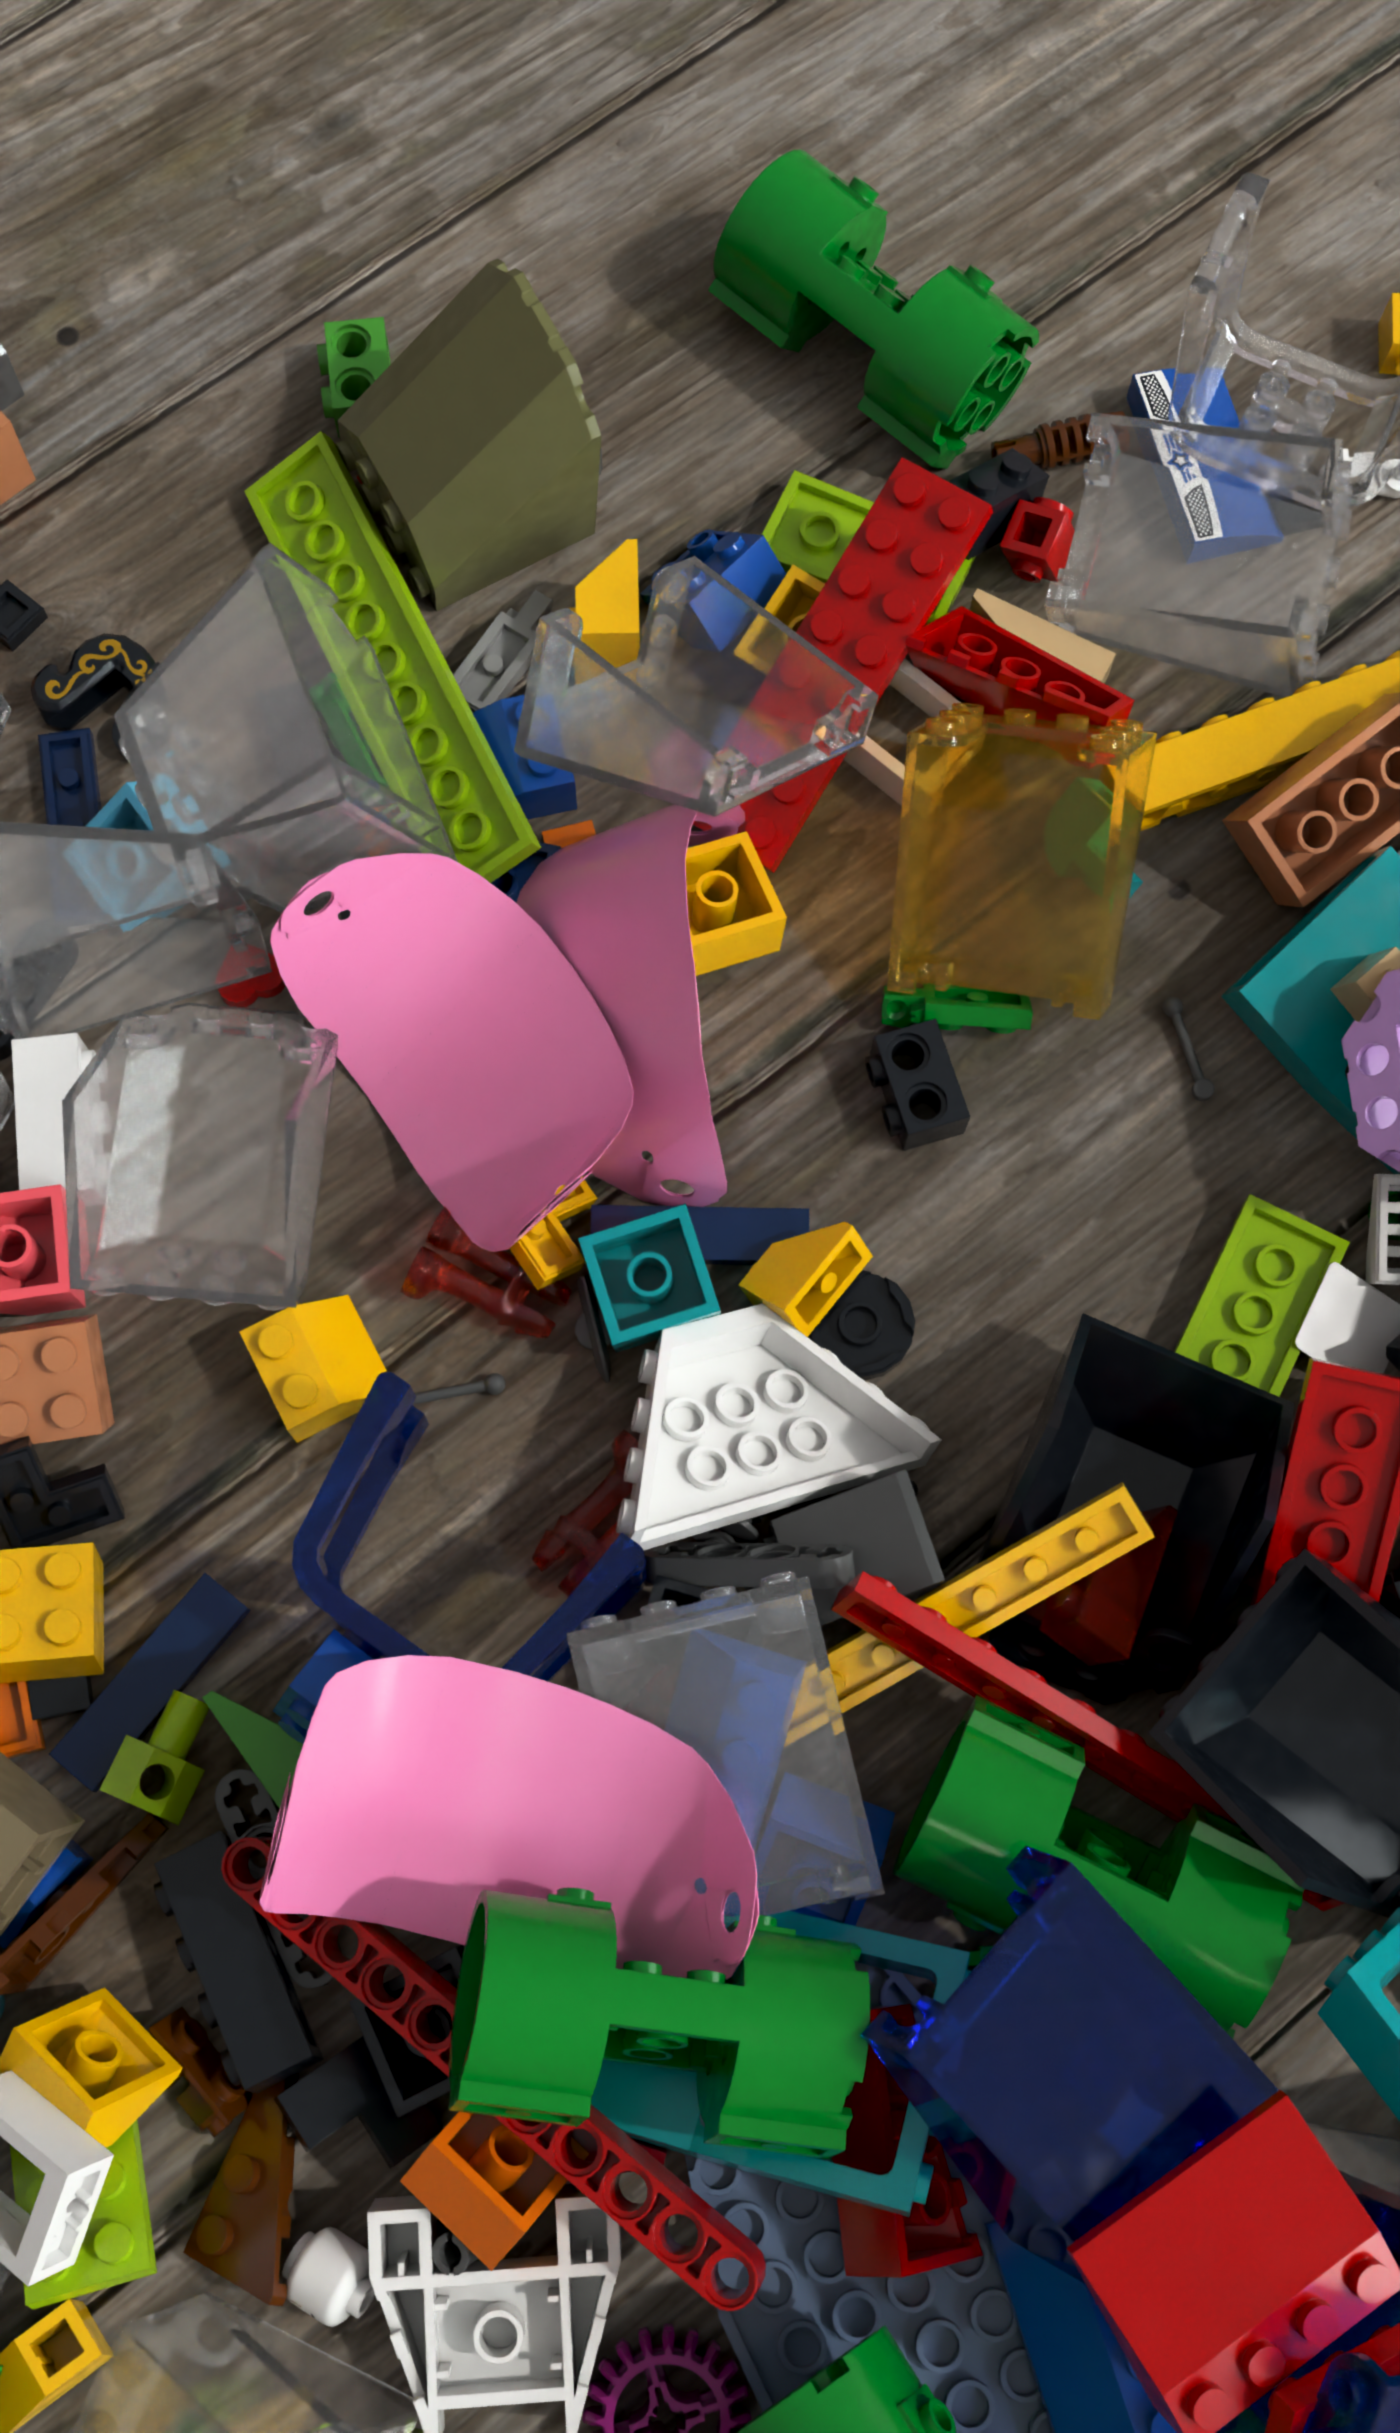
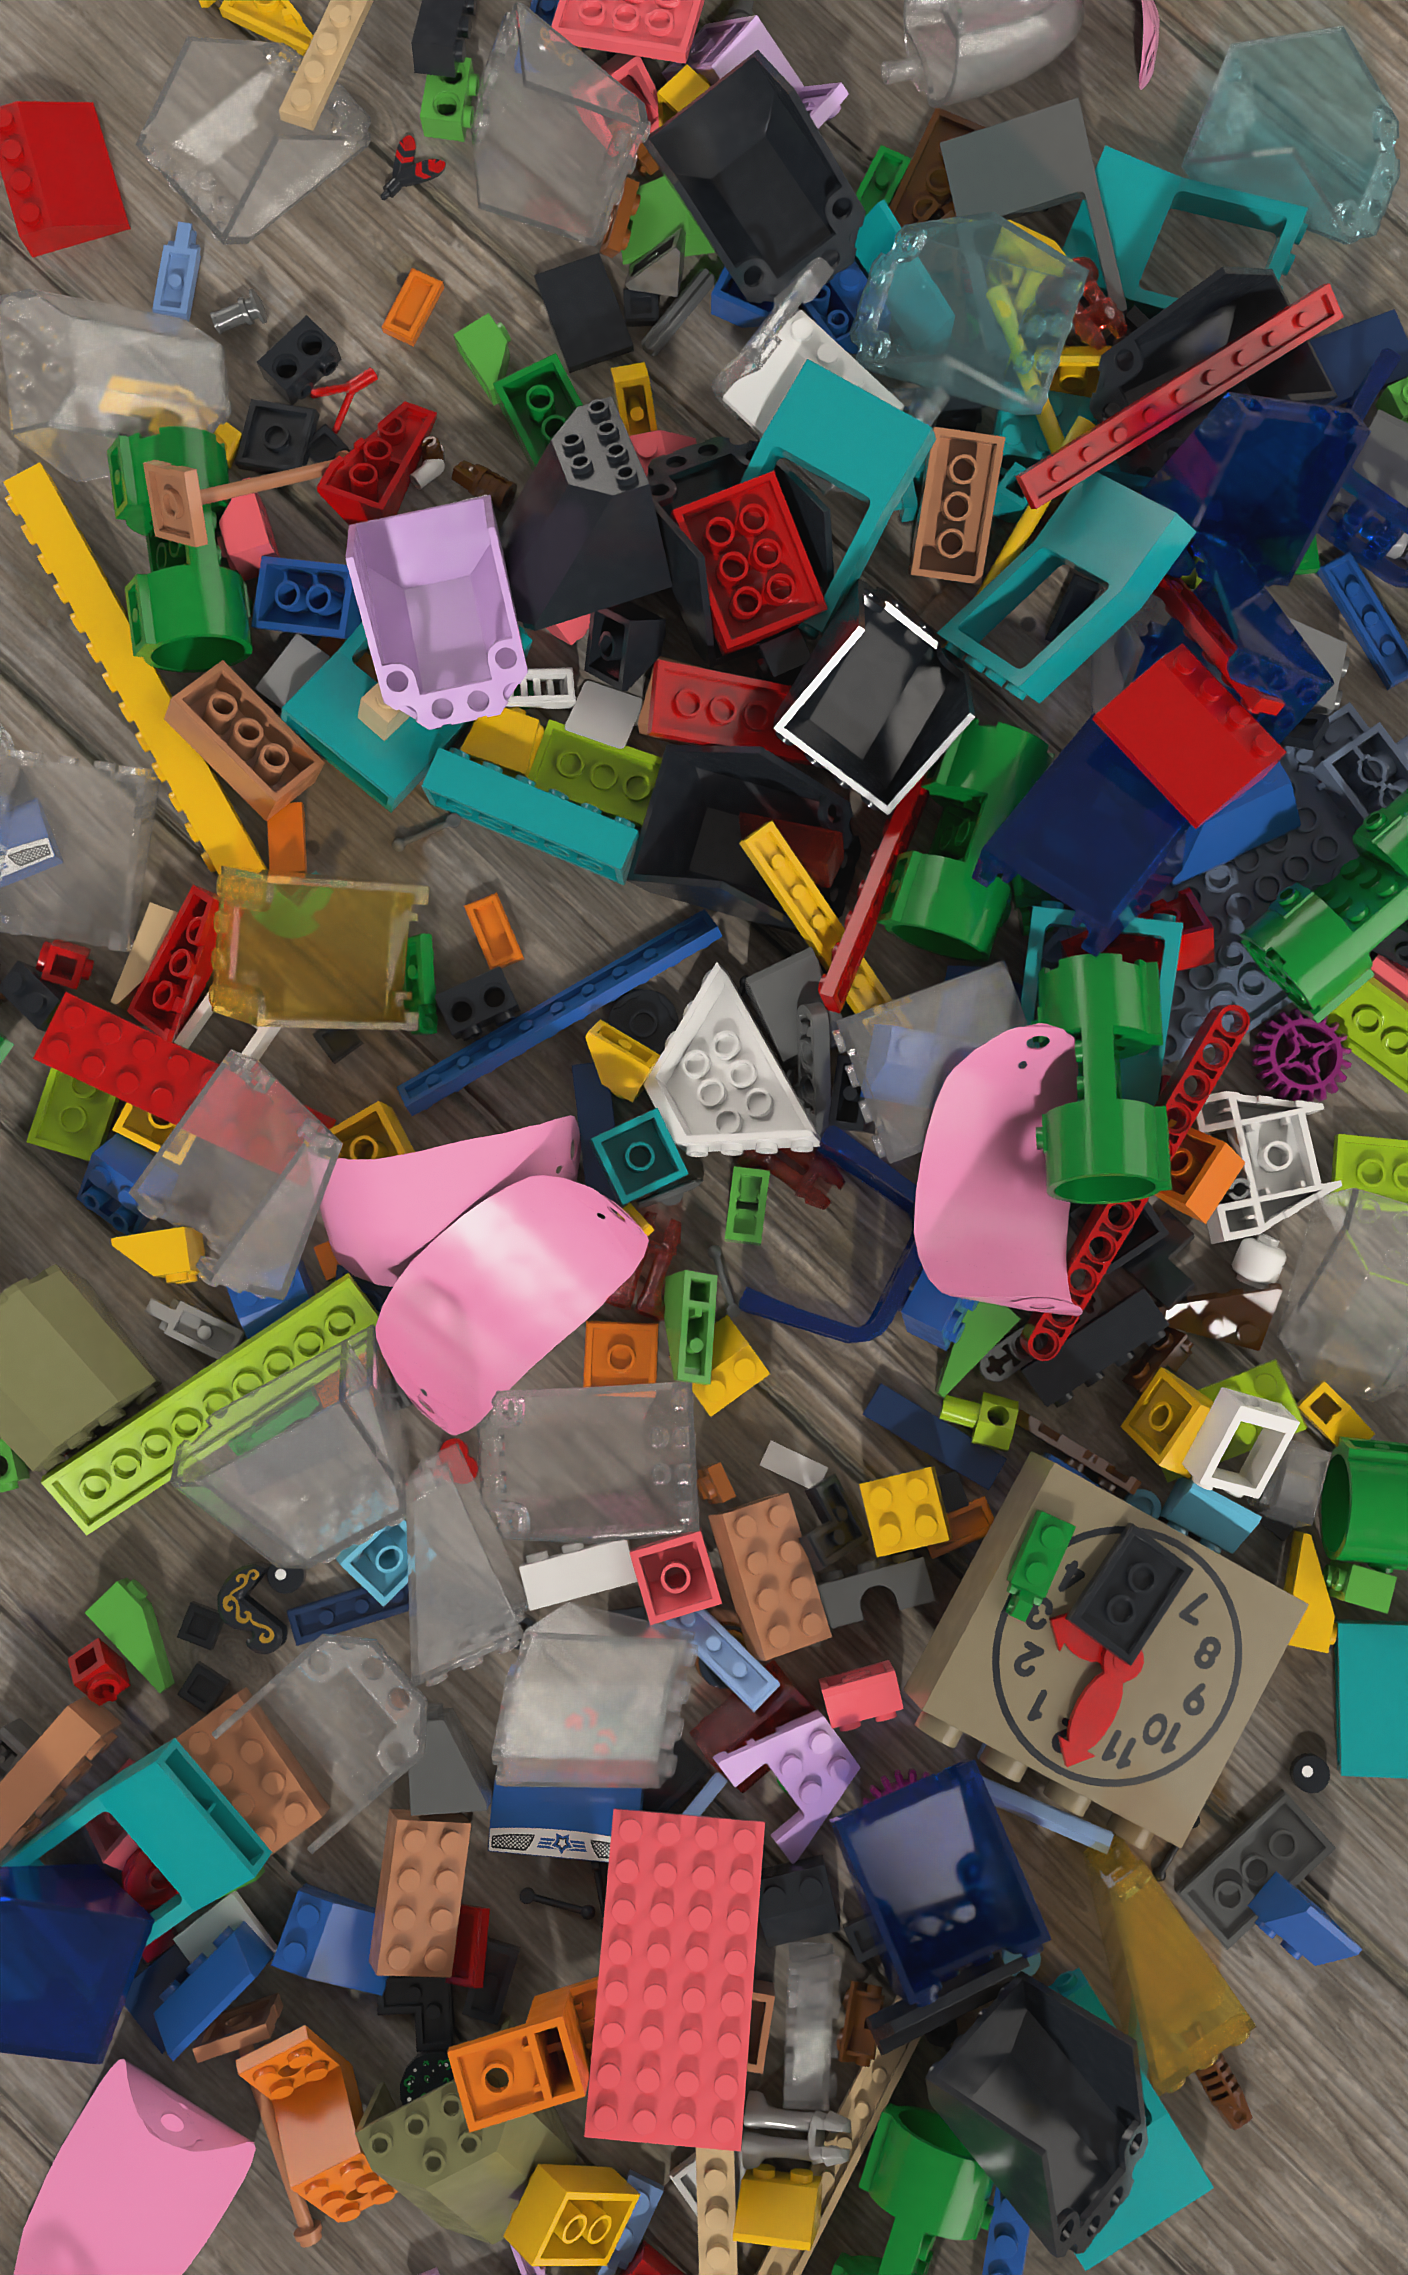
camera: 90 degrees left, 10 degrees up
(54, 481) = (99, 1672): none -> red brick
(91, 617) = (201, 1625): none -> black tile
(104, 534) = (132, 1627): none -> bright green slope
(137, 1323) = (714, 1484): none -> dark orange plate
(151, 1458) = (792, 1465): none -> white sticker
(364, 1225) = (620, 1353): none -> orange tile
(380, 1321) = (690, 1324): none -> bright green slope
(552, 1435) = (747, 1206): none -> bright green brick
(878, 889) = (337, 1042): none -> black tile
(895, 1208) = (558, 1012): none -> blue plate
(1026, 1125) = (494, 932): none -> orange tile
(1192, 855) = (288, 839): none -> orange tile
(1204, 1188) = (531, 815): none -> teal brick
(1320, 1171) = (505, 740): none -> yellow torso

